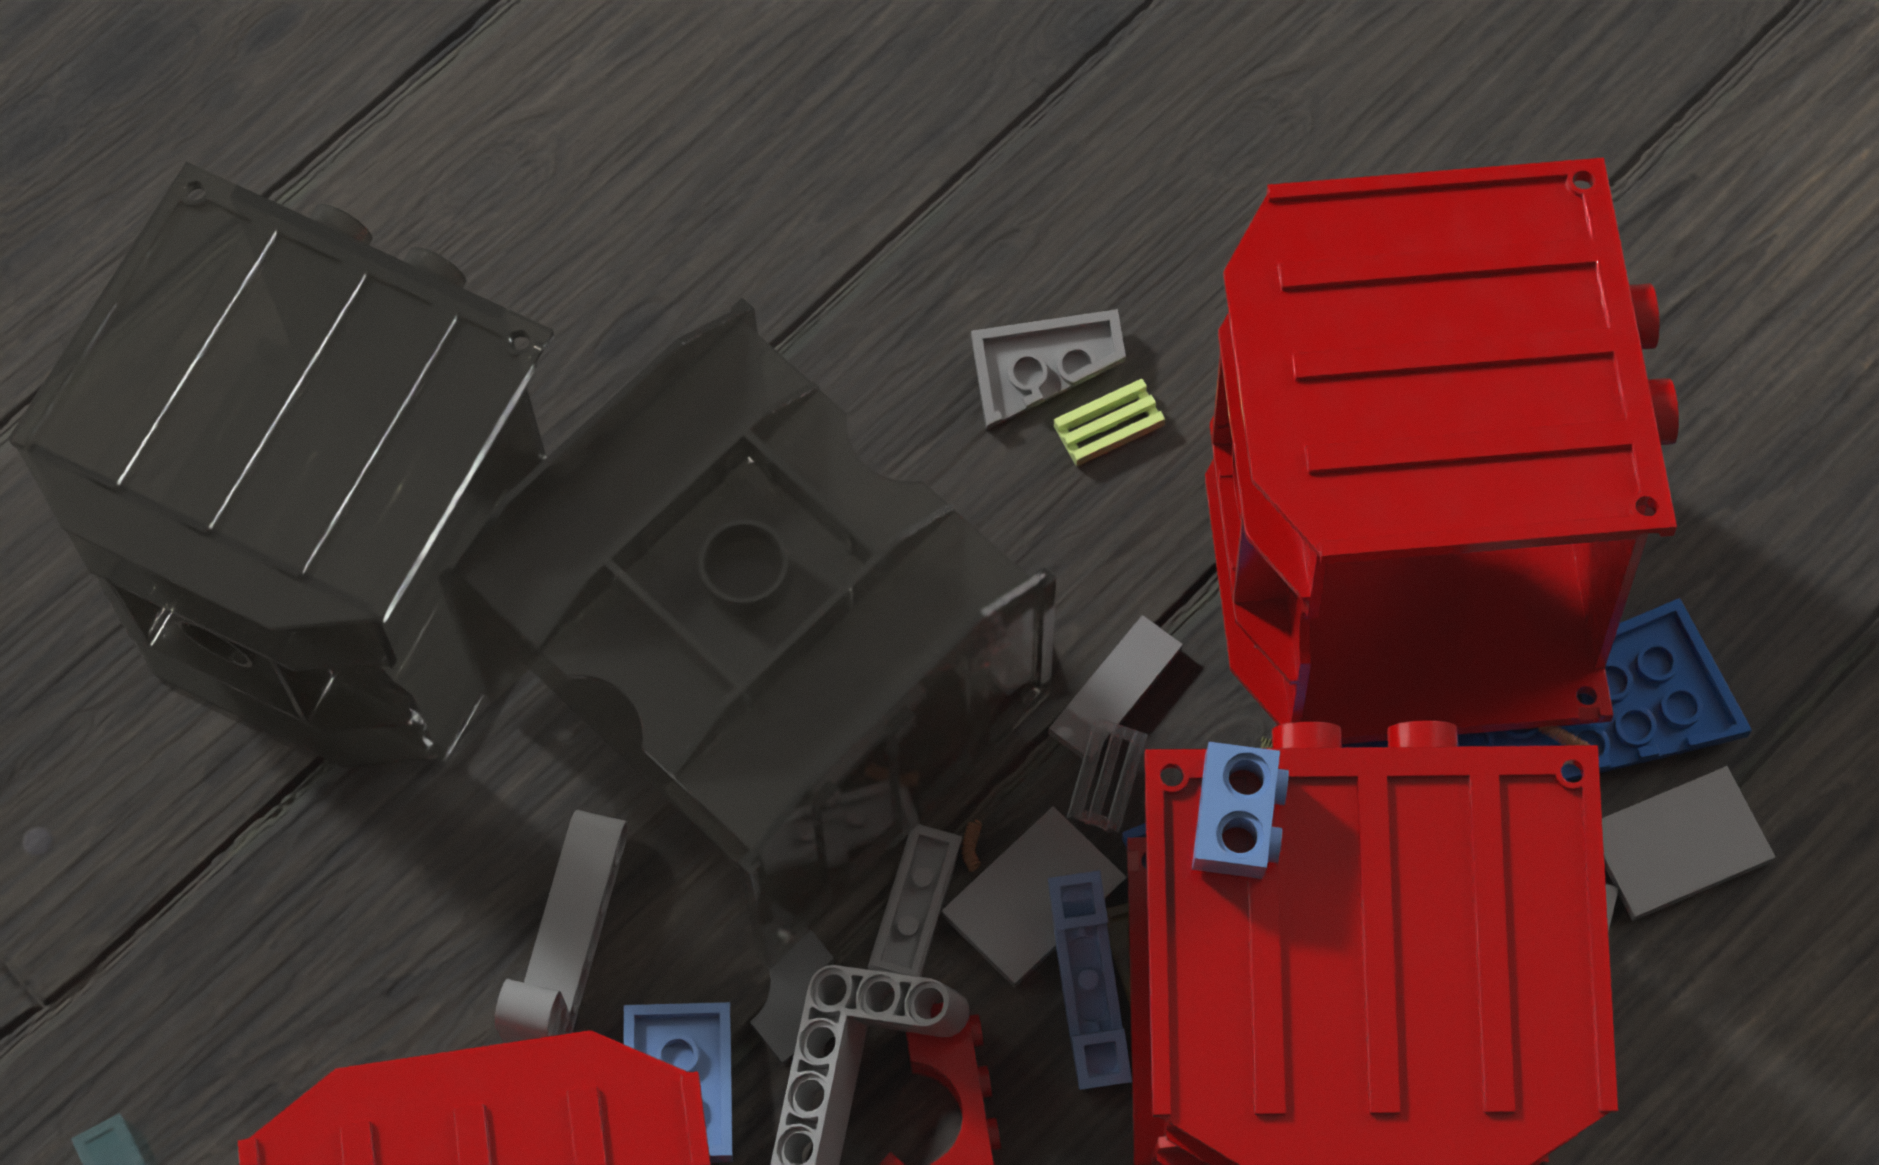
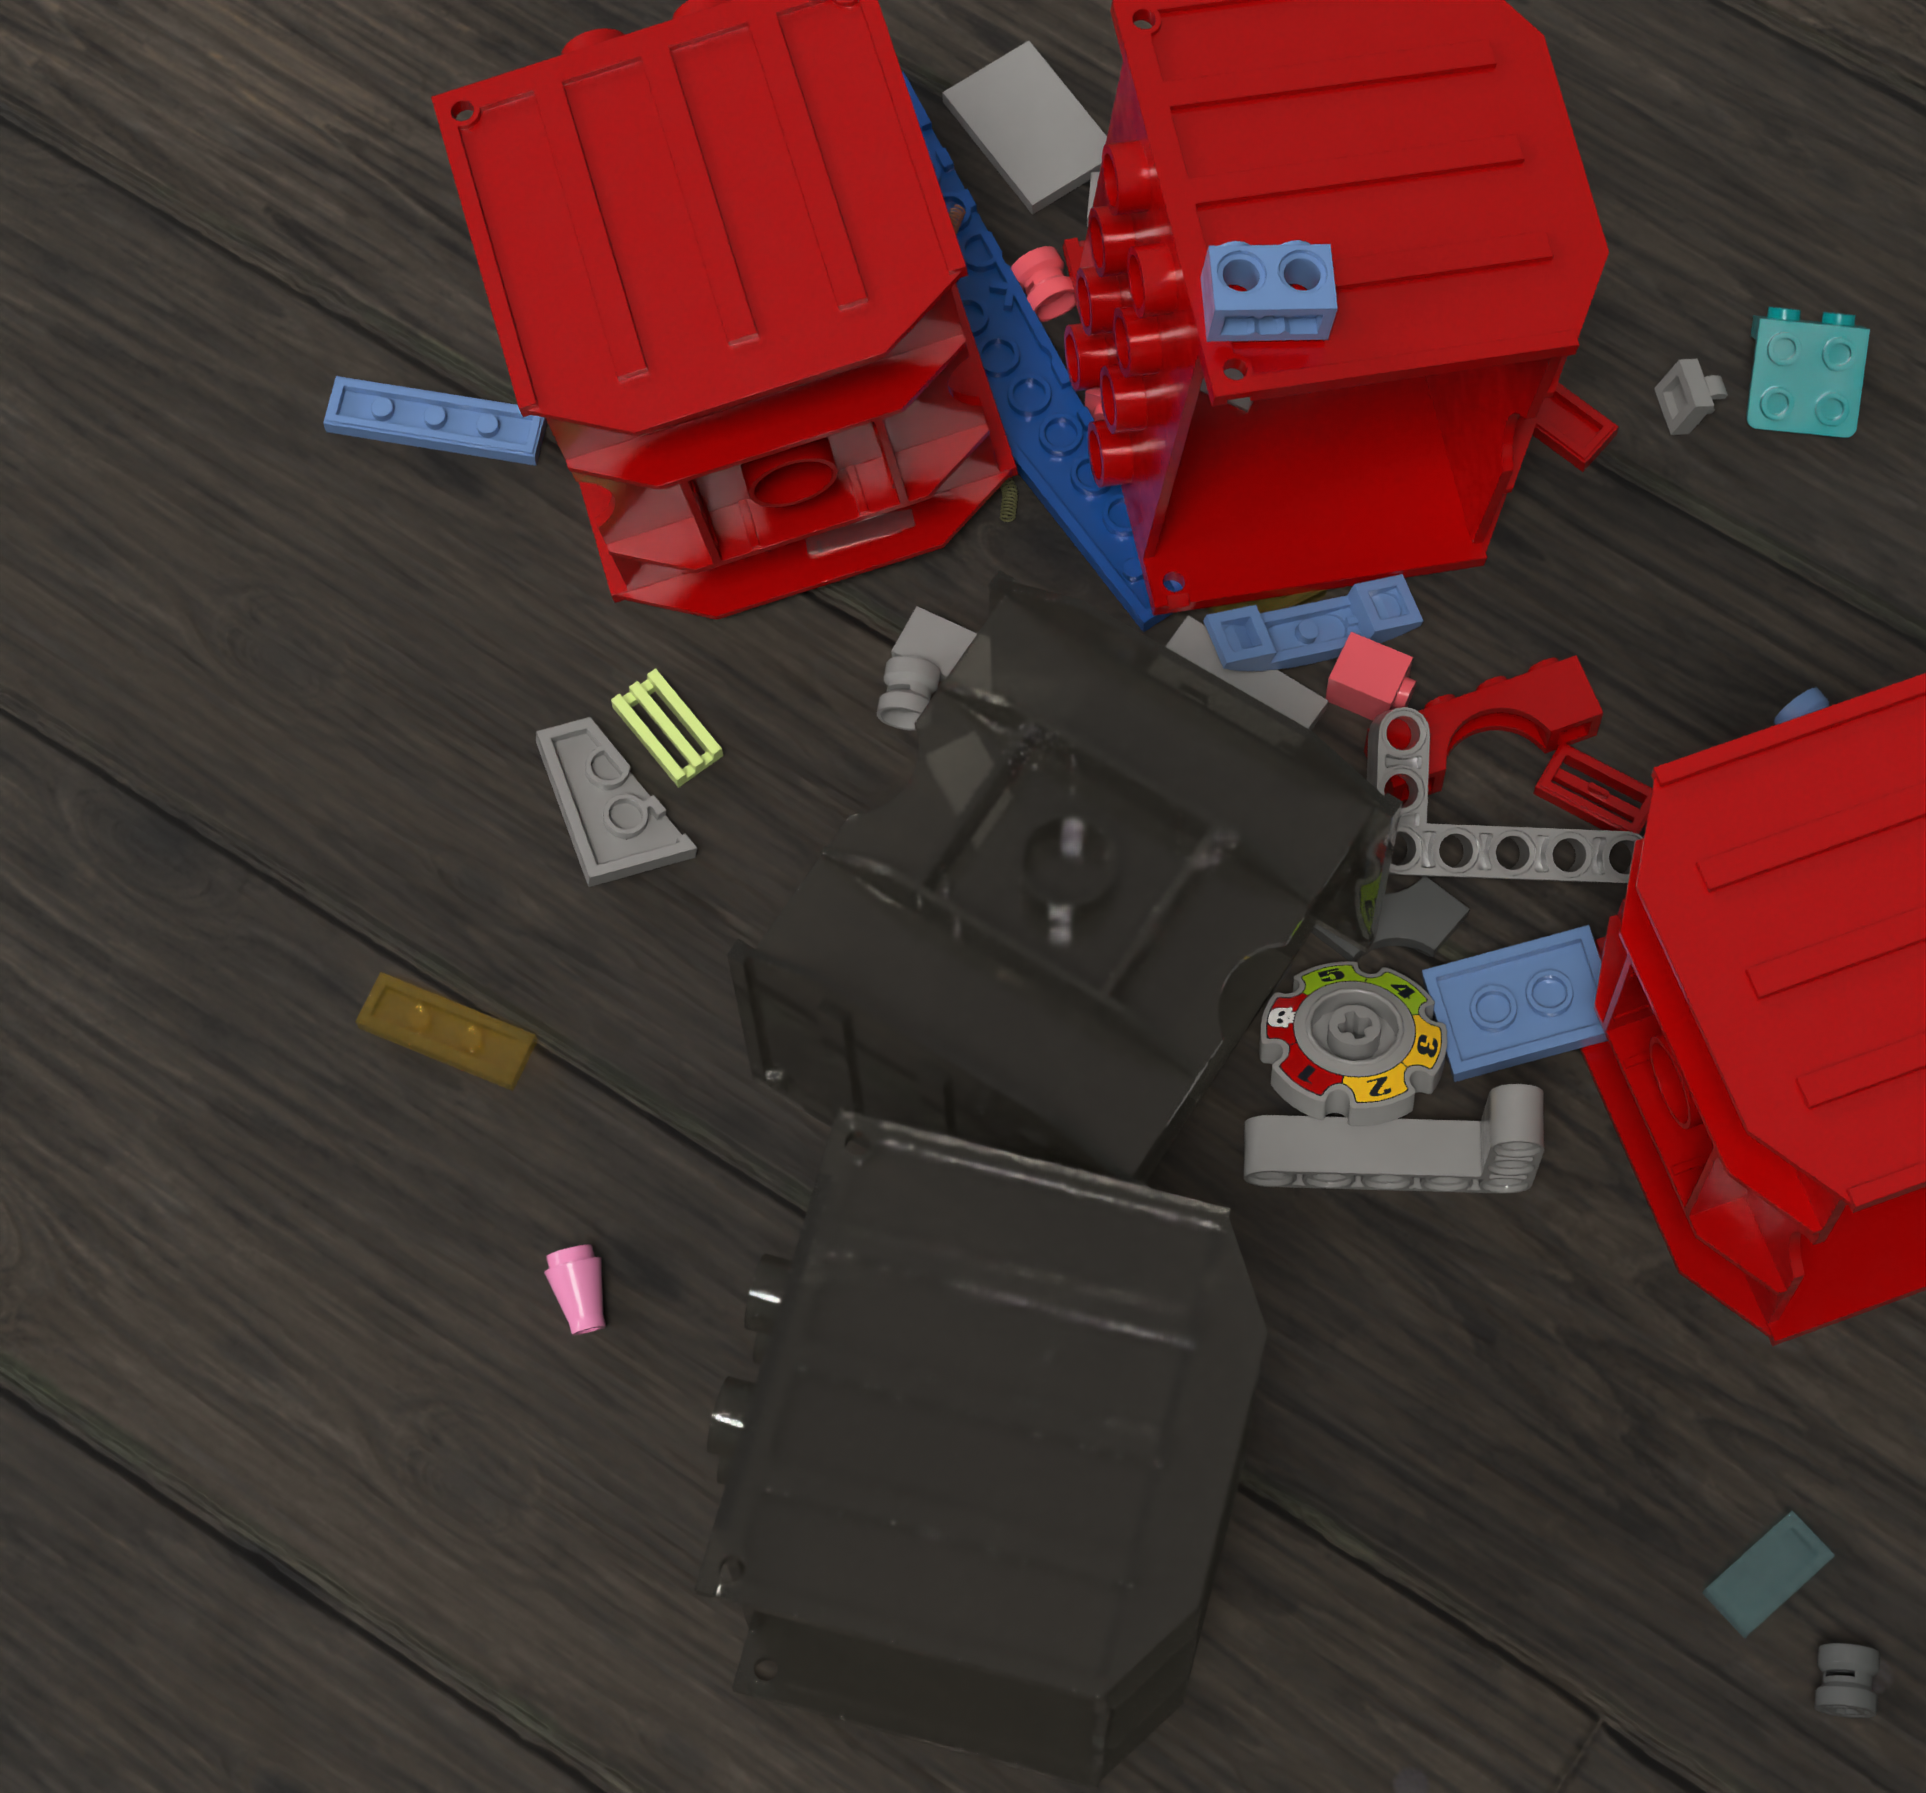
camera: 100 degrees left, 0 degrees up
(620, 275) = (577, 1284): none -> bright pink cone
(647, 953) = (1352, 1043): none -> light grey piece
(868, 213) = (446, 1031): none -> clear yellow tile
(1025, 1024) = (1370, 678): none -> coral brick
(1095, 620) = (908, 691): none -> light grey wheel

